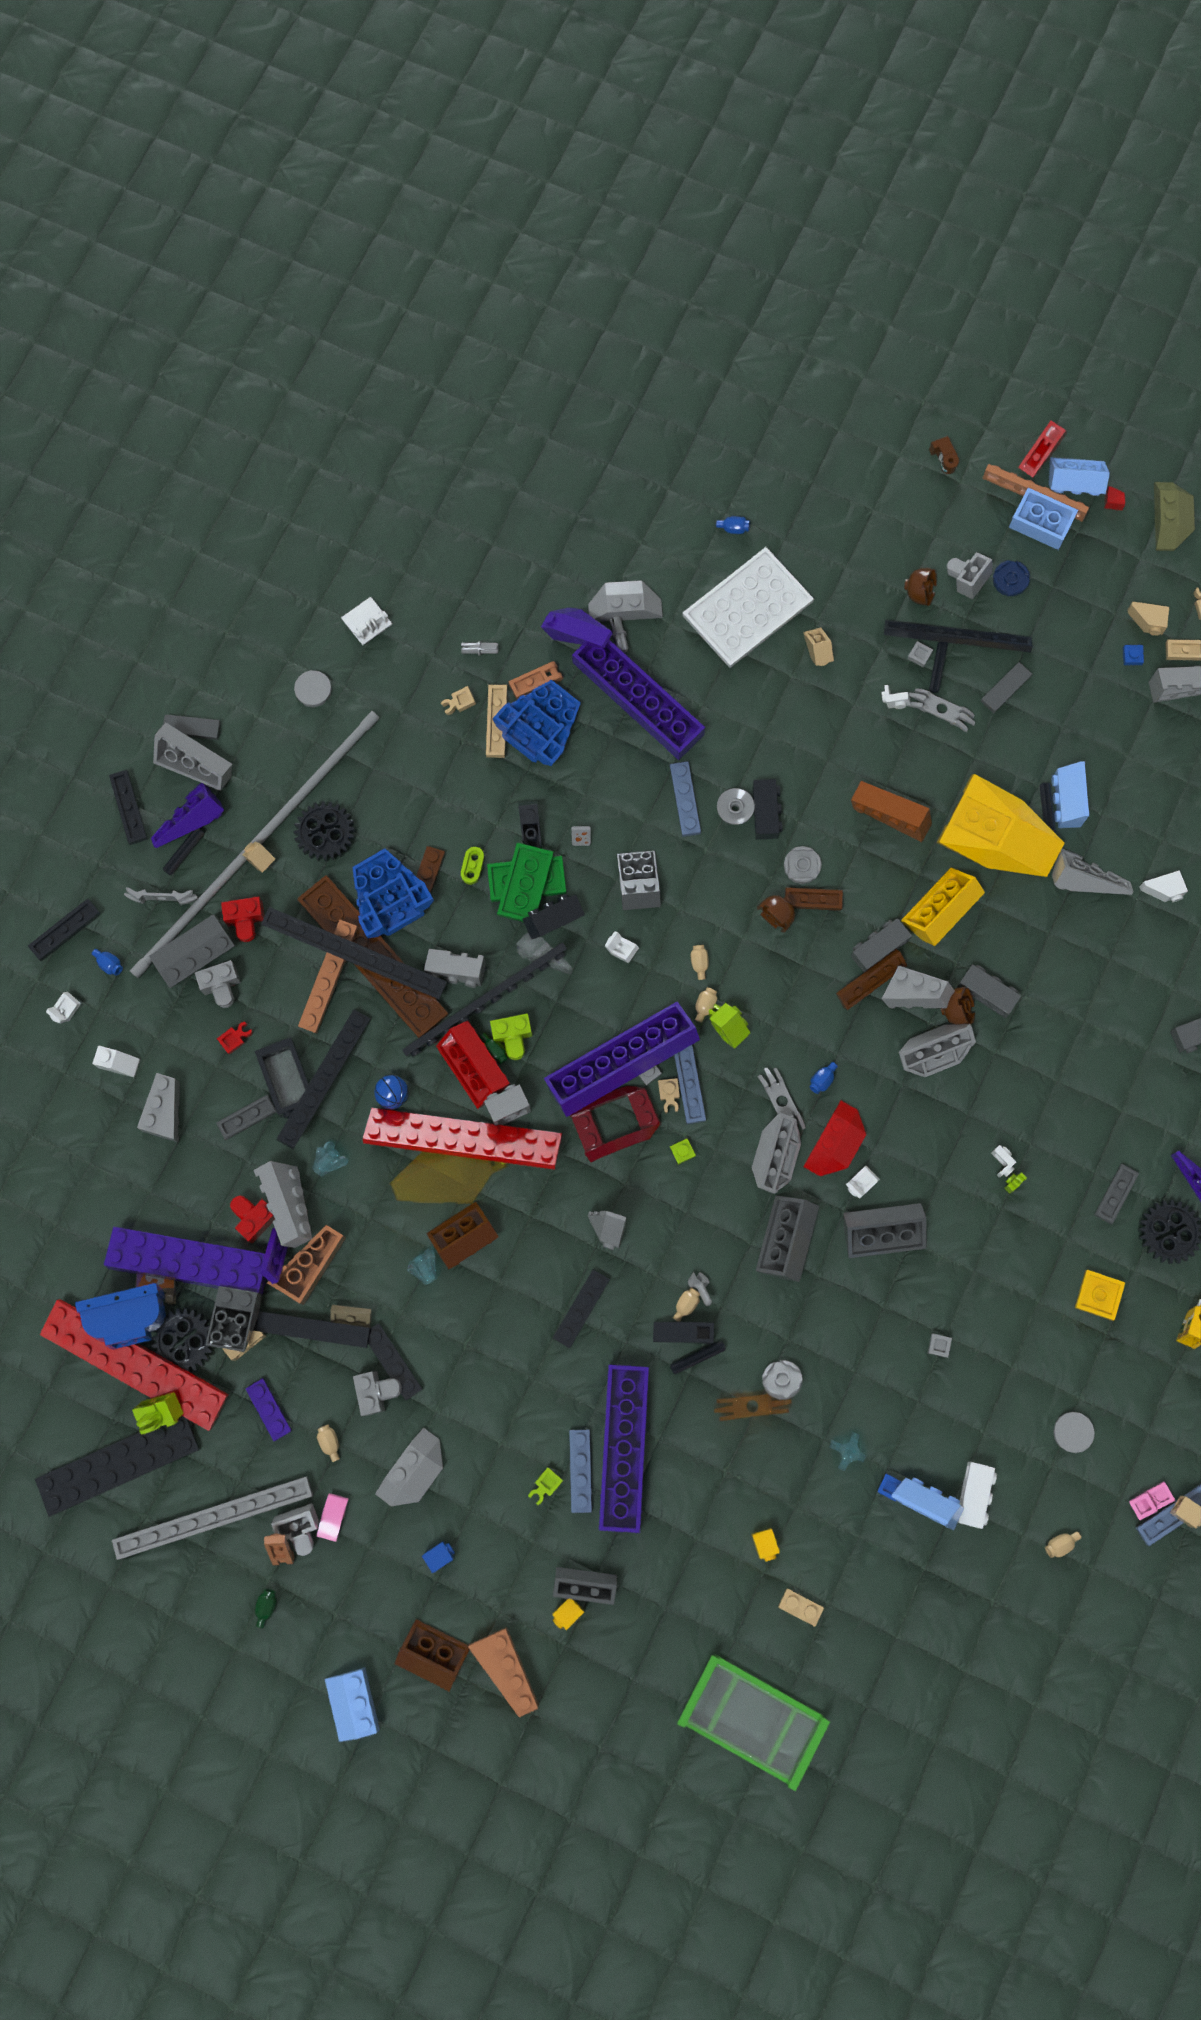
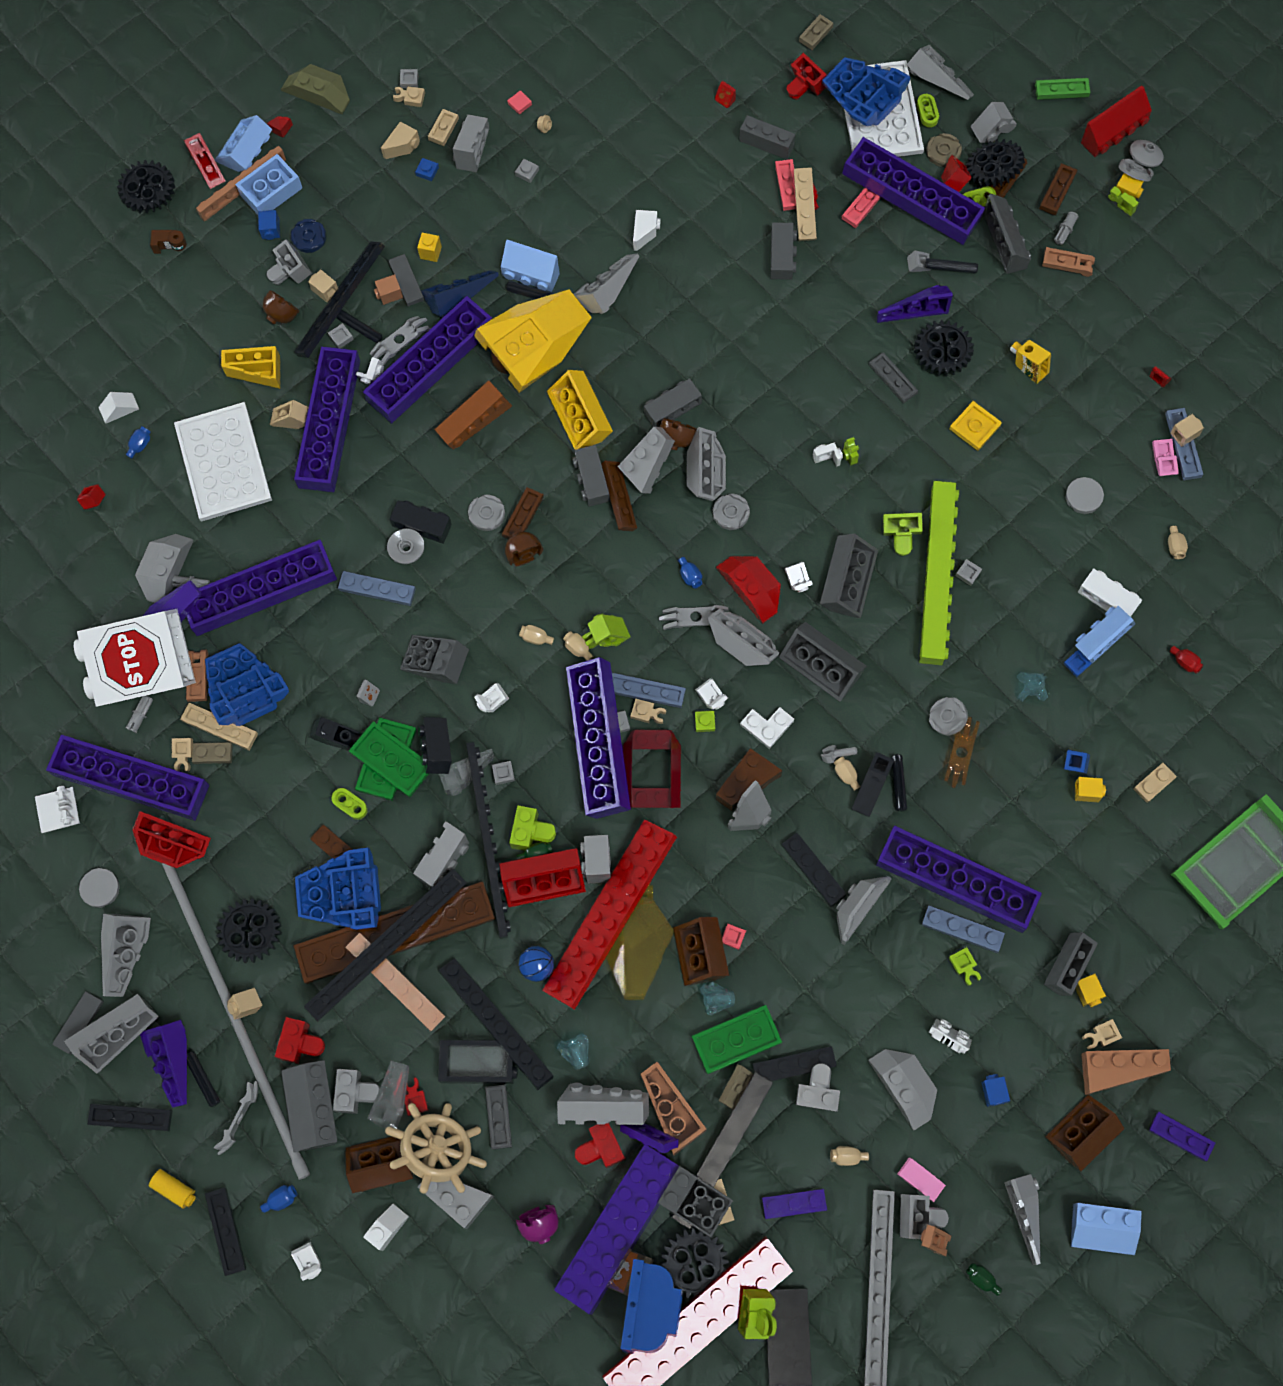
camera: 65 degrees left, 5 degrees down
(82, 870) = (172, 1189): none -> yellow brick
(166, 1190) = (538, 1224): none -> magenta cylinder
(167, 1031) = (370, 1165): none -> reddish brown slope
(194, 1073) = (435, 1148): none -> tan piece
(224, 1017) = (391, 1097): none -> clear slope
(271, 730) = (121, 944): none -> light grey wedge
(349, 1619) = (1025, 1203): none -> light grey wedge
(372, 726) = (167, 841): none -> red wedge
(394, 1299) = (736, 1039): none -> green plate
(416, 666) = (128, 777): none -> dark purple brick
(464, 1750) = (1181, 1136): none -> dark purple plate
(470, 726) = (212, 753): none -> dark tan plate
(473, 1496) = (960, 1038): none -> white hinge
(489, 1259) = (733, 936): none -> coral tile
(522, 619) = (134, 657): none -> brick
(533, 1643) = (1105, 1034): none -> tan plate
(556, 988) = (503, 773): none -> light grey plate
(562, 1363) = (858, 905): none -> light grey wedge
(640, 1212) = (749, 769): none -> reddish brown wedge
(663, 510) = (91, 496): none -> red slope
(697, 1213) = (767, 731): none -> white plate
(709, 1147) = (711, 695): none -> white bracket
(761, 491) = (117, 405): none -> white slope
(787, 1522) = (1077, 761): none -> blue brick
(829, 680) = (327, 419): none -> dark purple brick
(853, 590) = (254, 365): none -> yellow wedge
(903, 1092) = (731, 512): none -> light grey tile
(926, 1315) = (938, 576): none -> lime brick
(930, 743) = (426, 360): none -> dark purple brick
(941, 1596) = (1187, 659): none -> red plant
(955, 1263) = (902, 528): none -> lime brick
(964, 614) = (323, 285): none -> tan brick
(987, 675) = (388, 289): none -> nougat brick
(992, 409) = (146, 186): none -> black gear
(1004, 537) = (269, 224): none -> blue brick
(1005, 735) = (445, 297): none -> dark blue wedge
(1049, 693) = (429, 247): none -> yellow brick
(1176, 749) = (527, 170): none -> light grey plate

